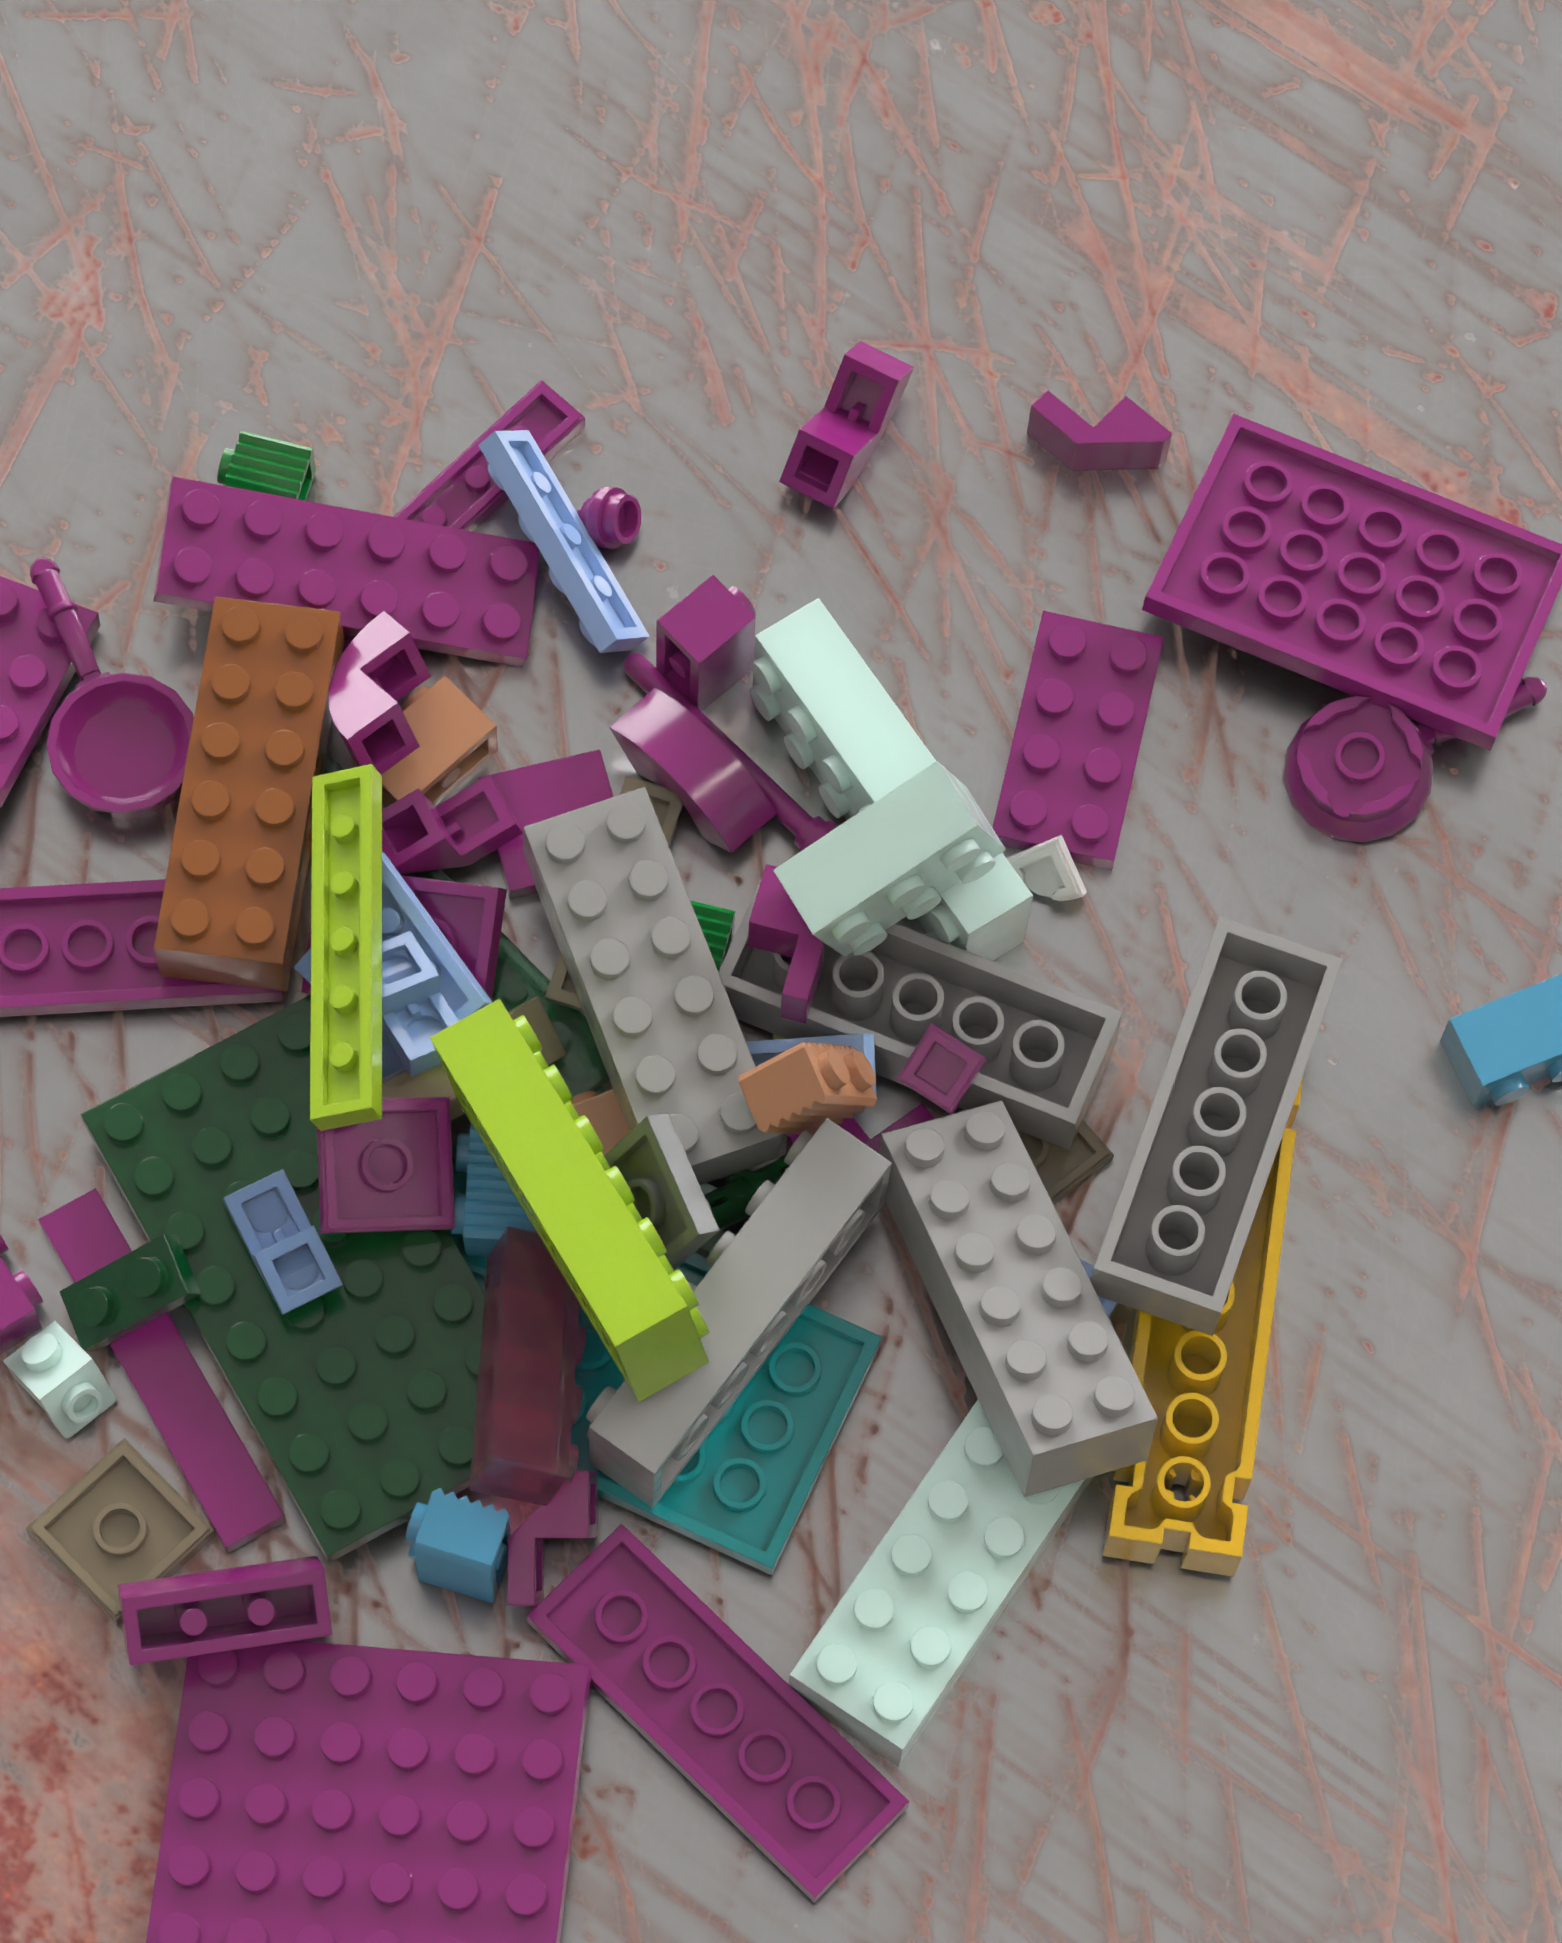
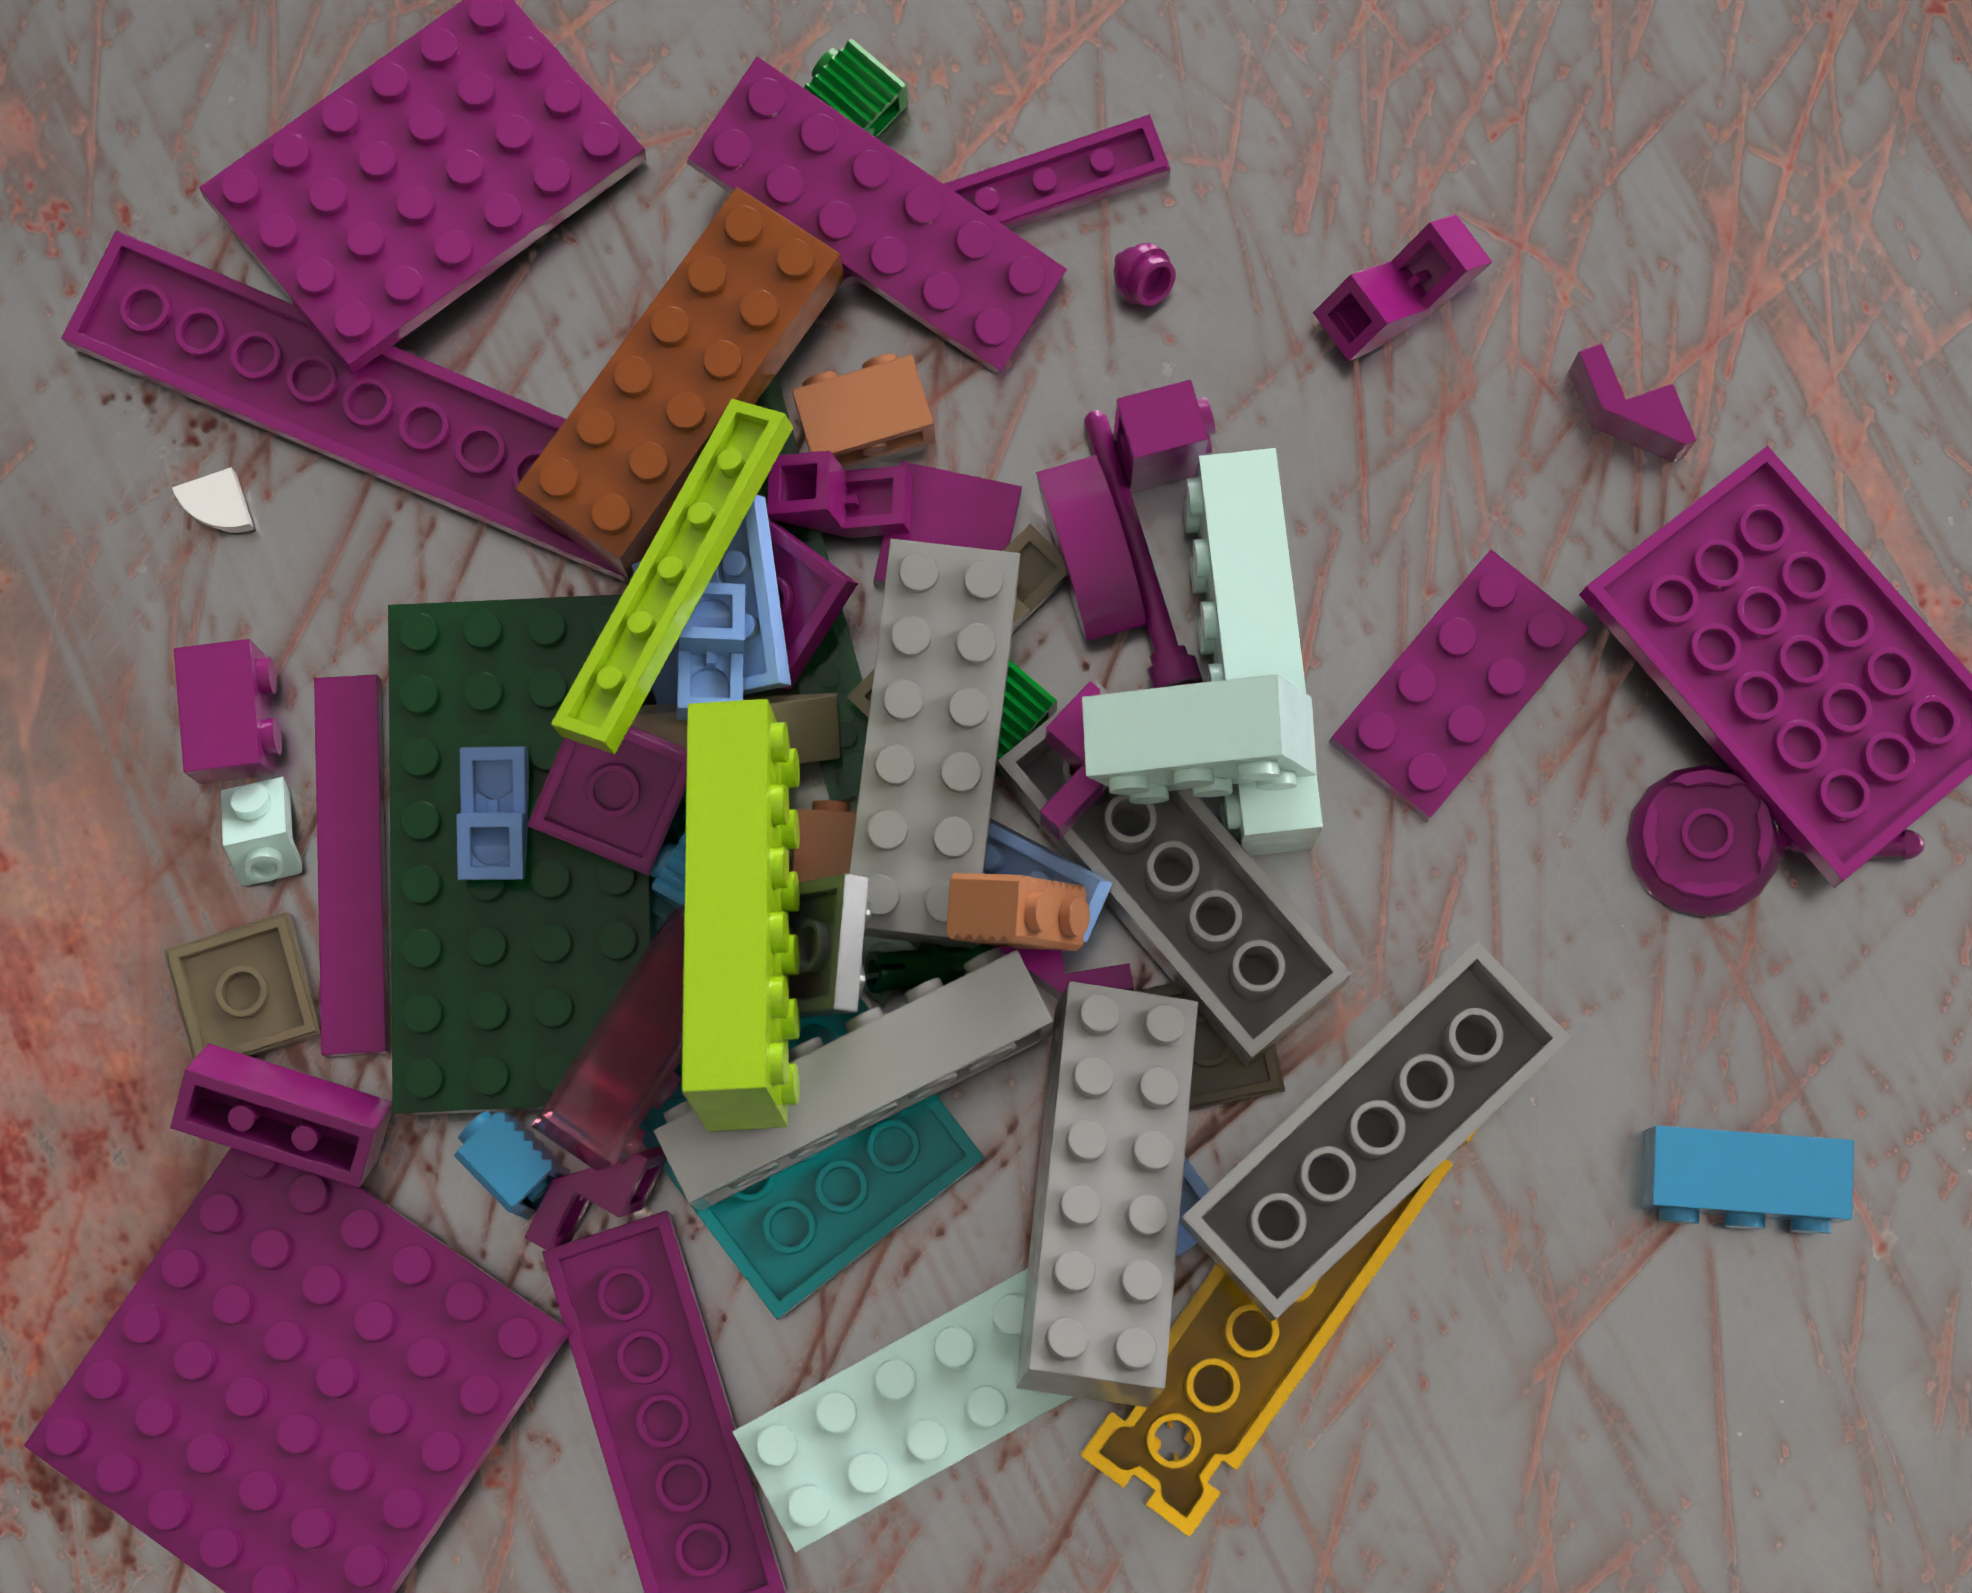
camera: 35 degrees right, 10 degrees up
(117, 736) = (600, 265): magenta piece -> none
(130, 1292) = (348, 788): dark green plate -> none
(364, 693) = (836, 327): magenta brick -> none
(563, 540) = (1086, 277): light blue plate -> none
(941, 1068) = (1156, 946): magenta tile -> none
(1049, 870) = (1364, 796): white tile -> none

